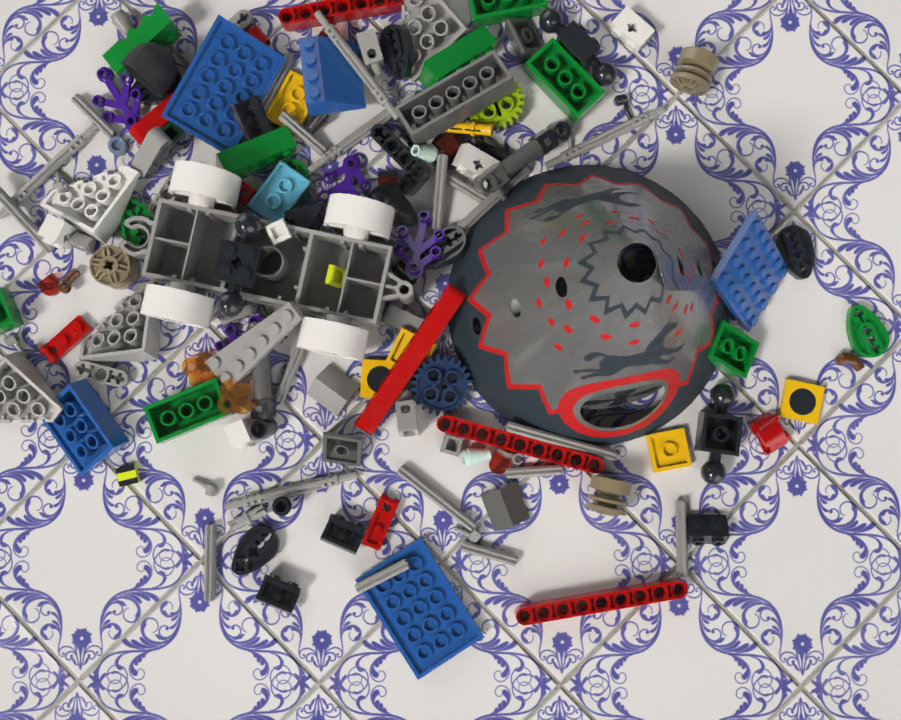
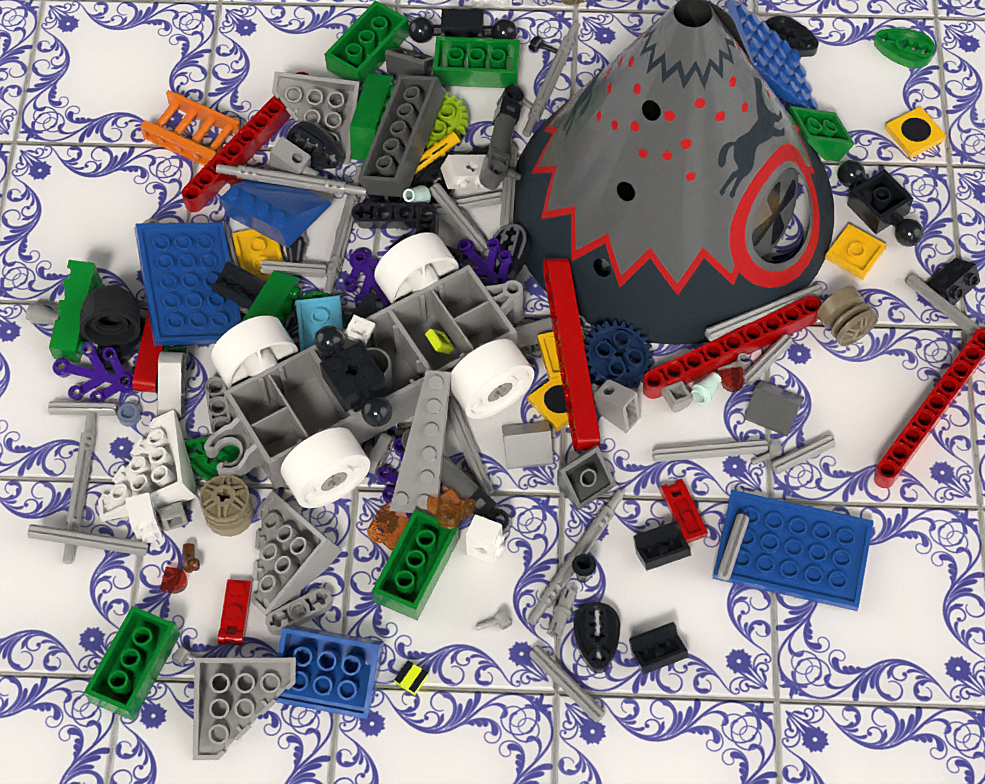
camera: 40 degrees left, 25 degrees down
(62, 186) = (106, 485): light grey hand -> none
(447, 145) = (429, 177): clear red tile -> none
(769, 432) = (918, 171): red cylinder -> none
(849, 358) = (917, 72): reddish brown arm -> none

